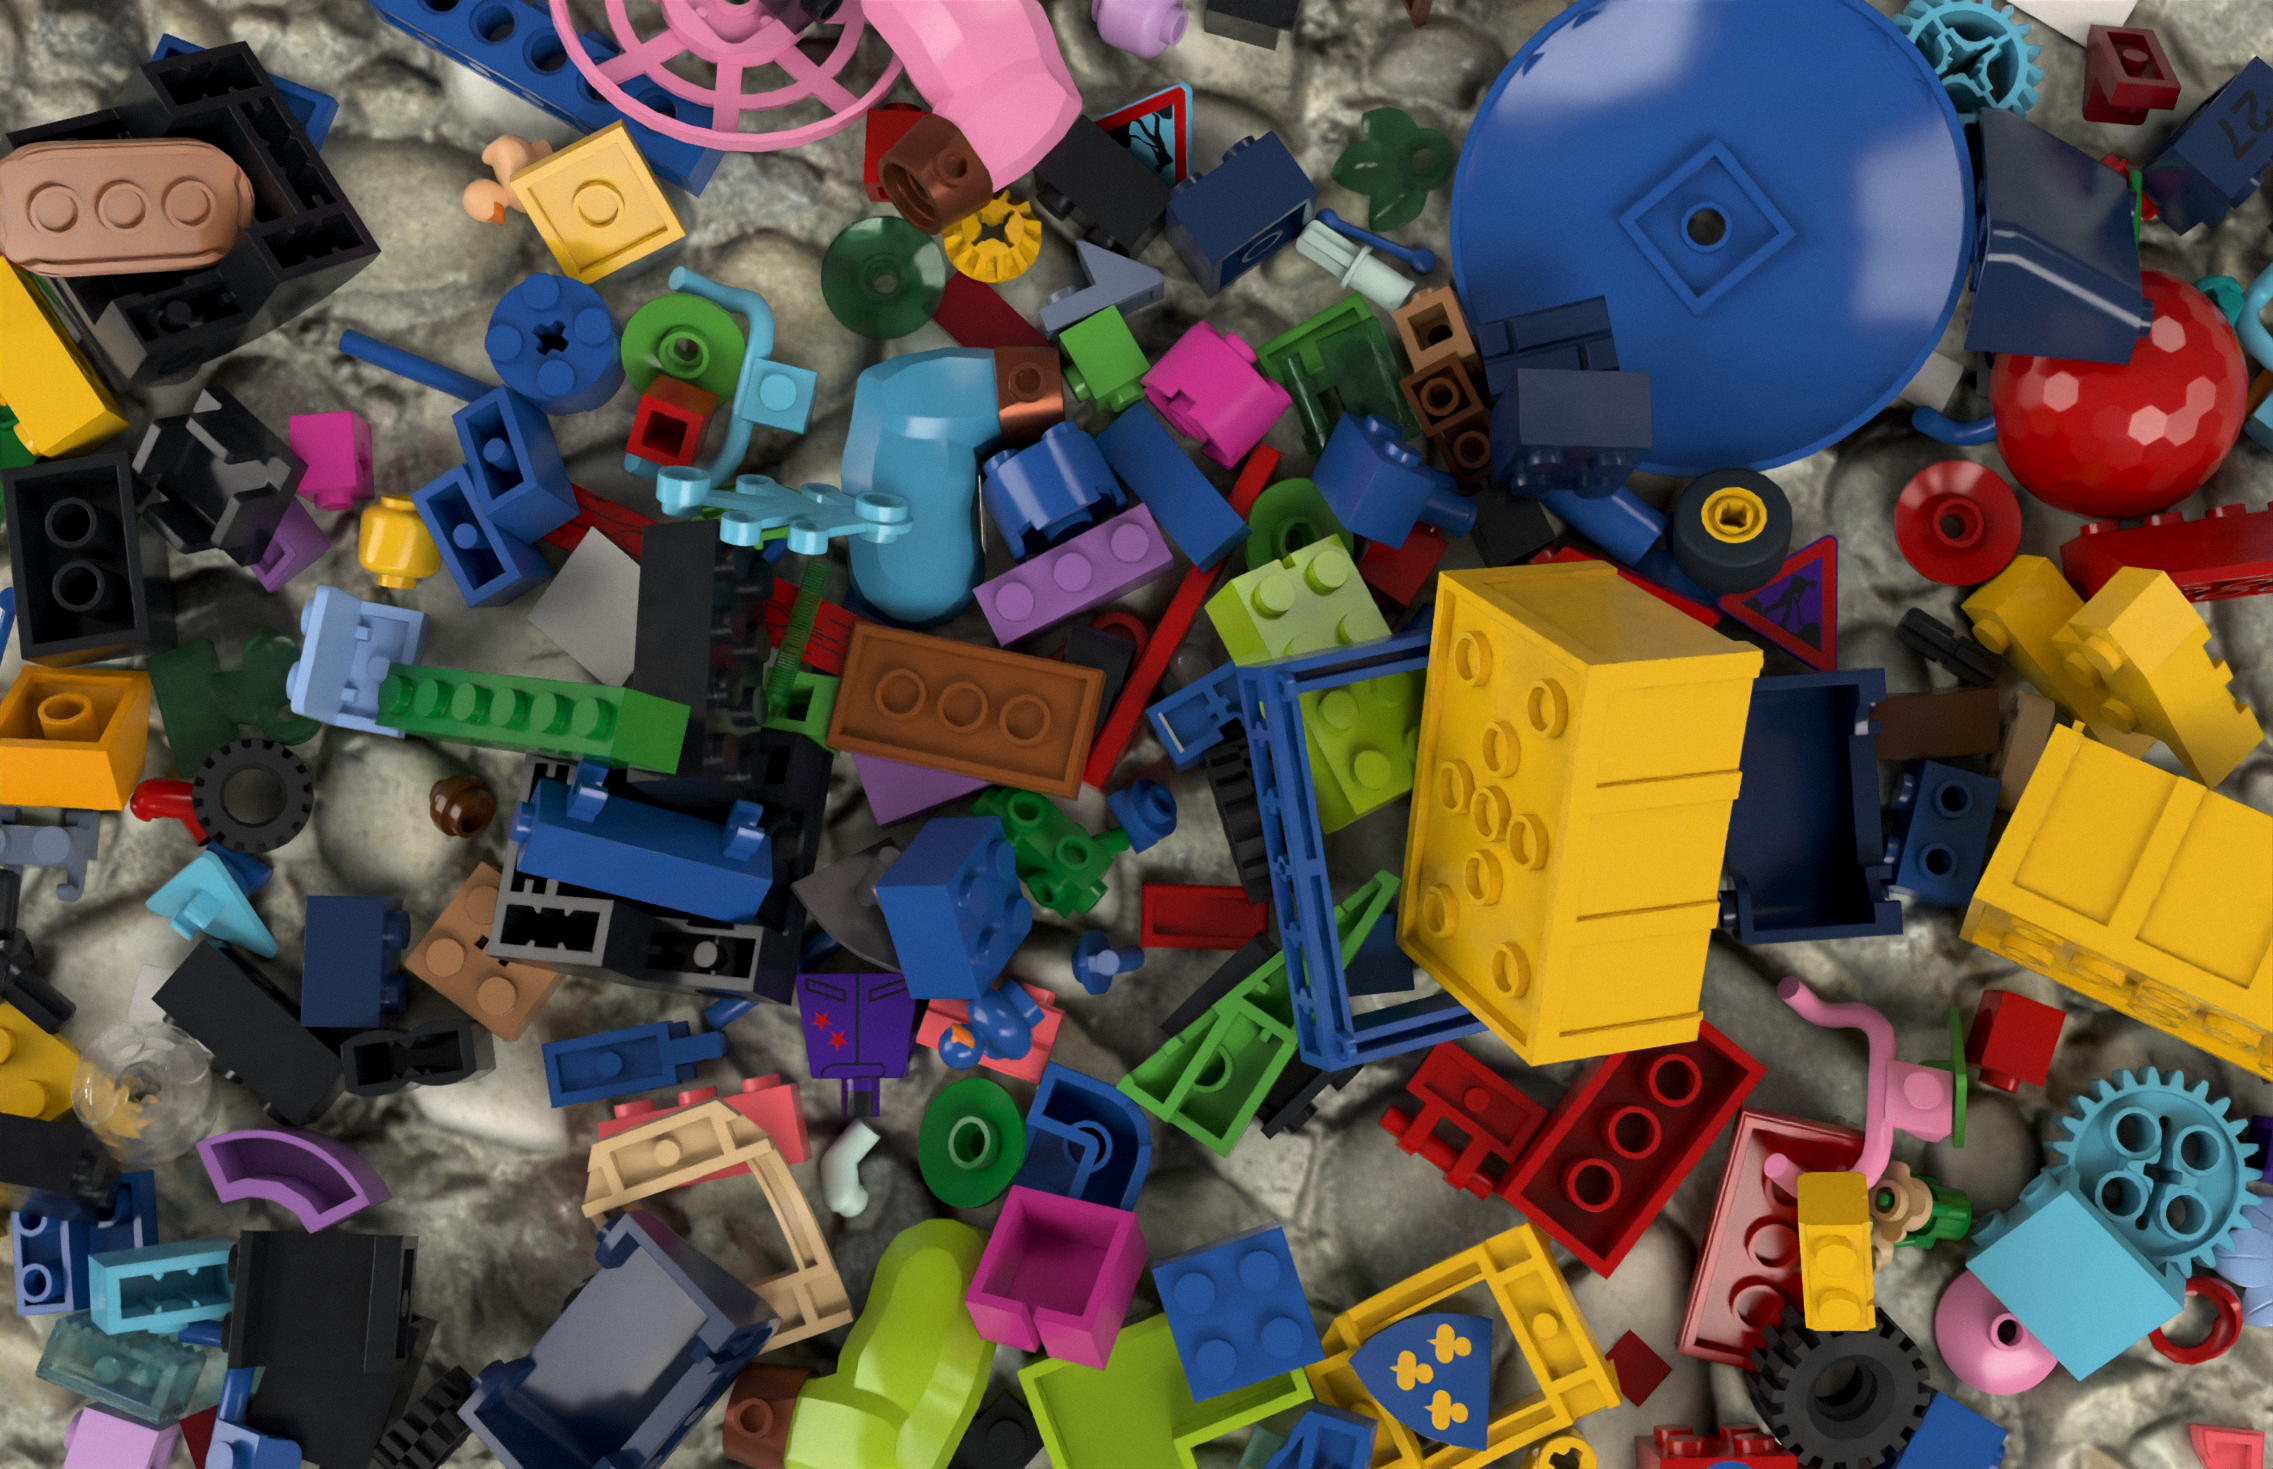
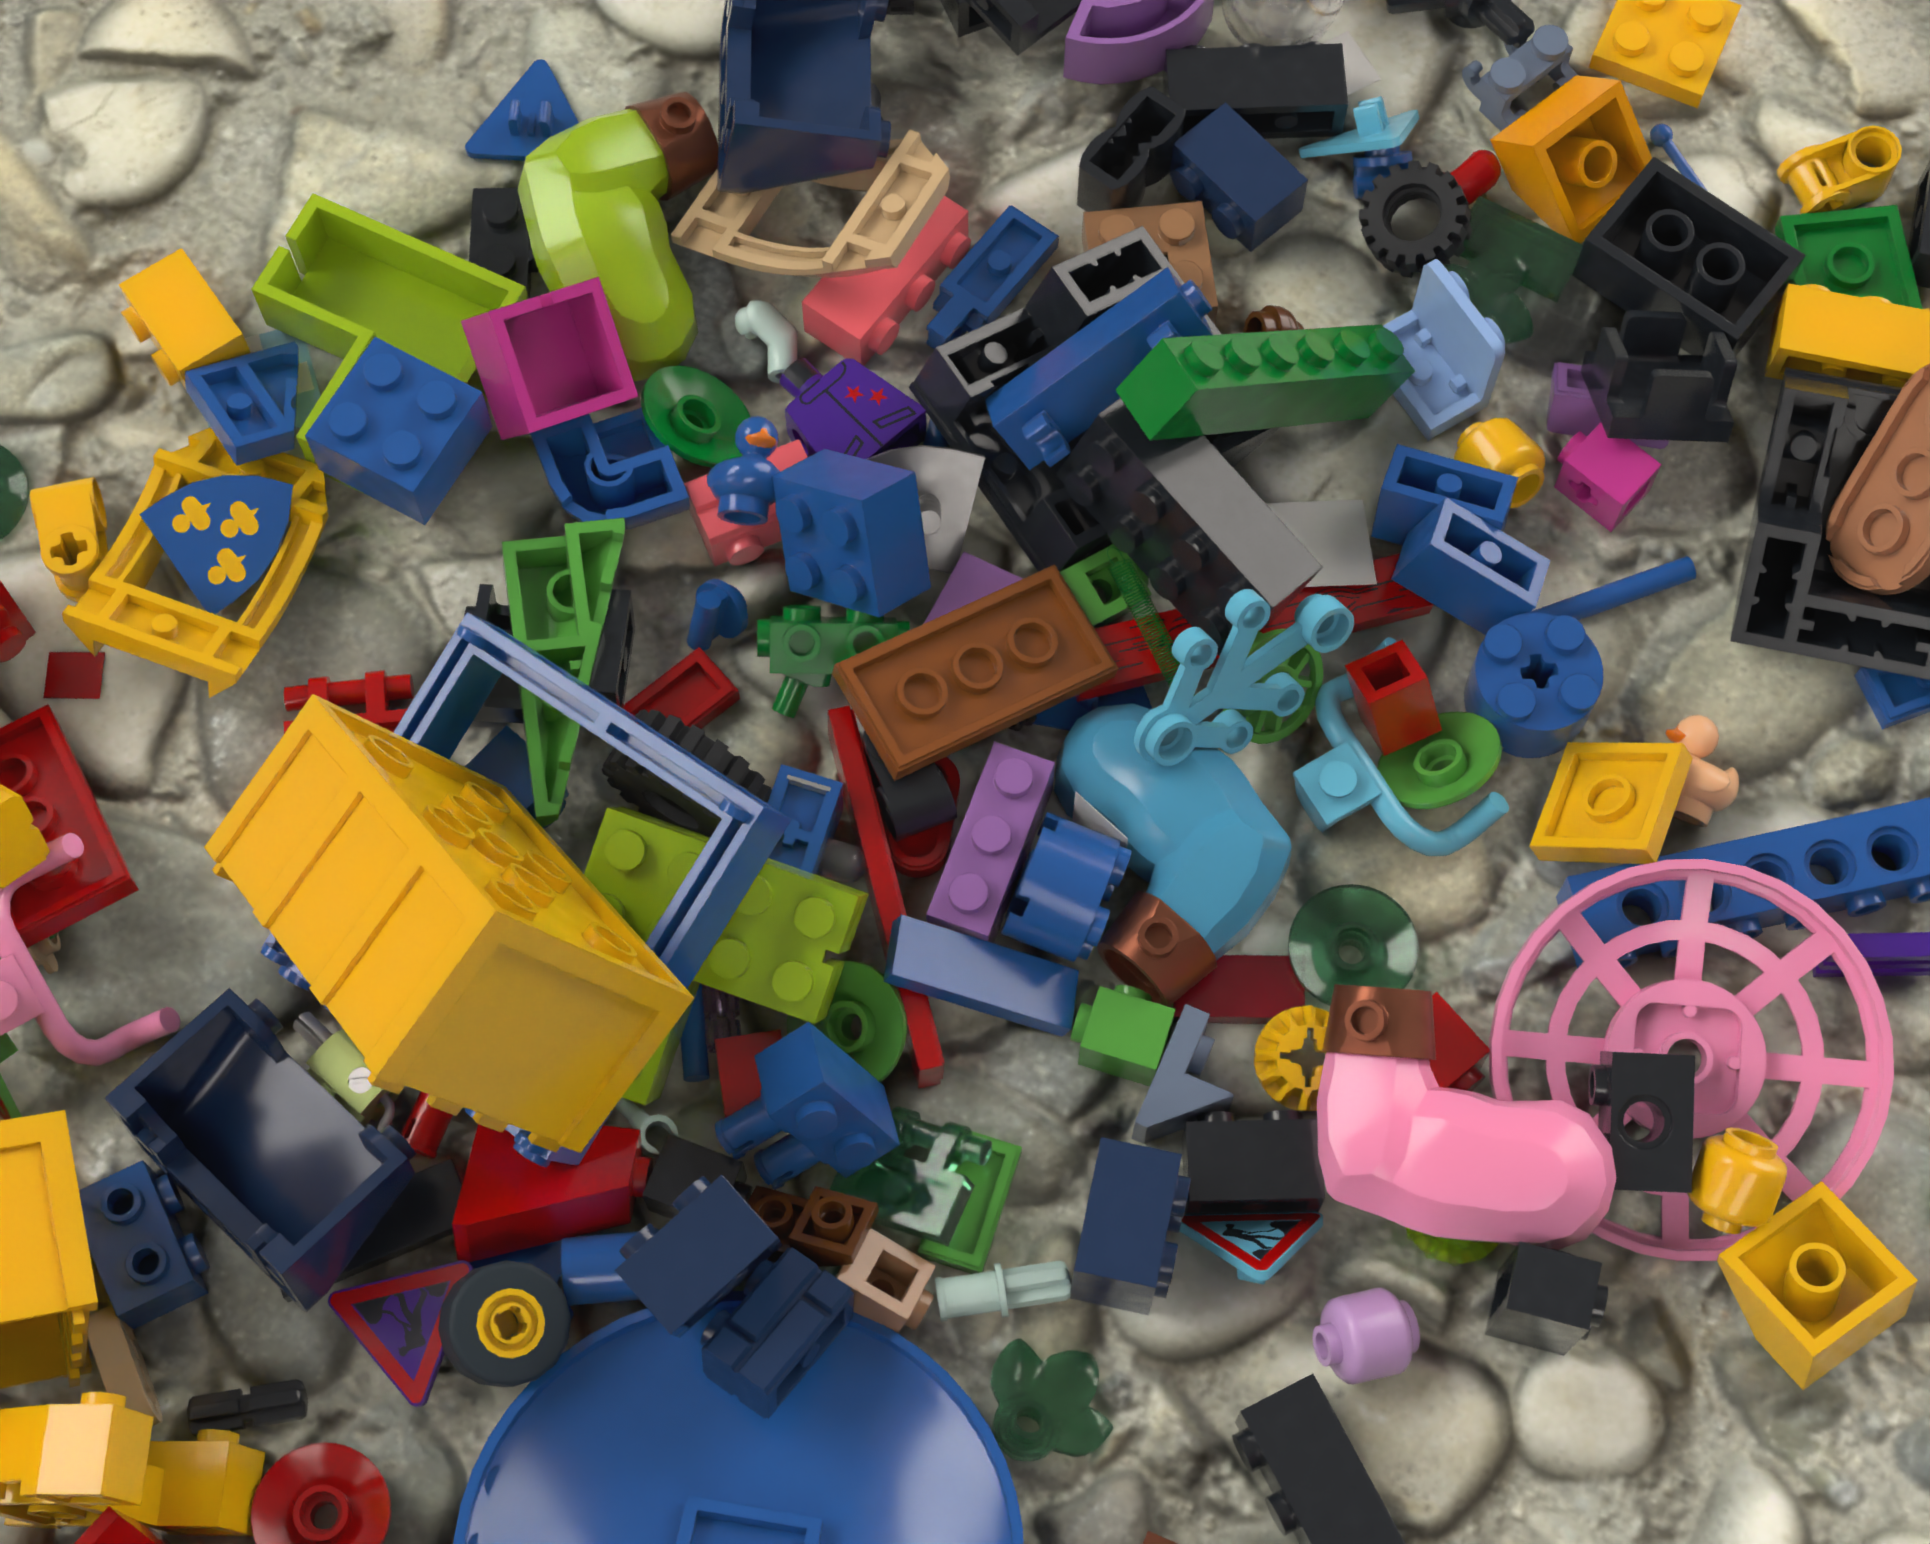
camera: 135 degrees right, 15 degrees down
(1144, 812) = (782, 740): blue plate -> none
(1215, 393) = (1012, 1069): dark pink brick -> none
(1421, 261) = (954, 1350): blue hinge -> none
(1626, 1142) = (196, 759): red brick -> none
(1938, 723) = (203, 1334): reddish brown slope -> none

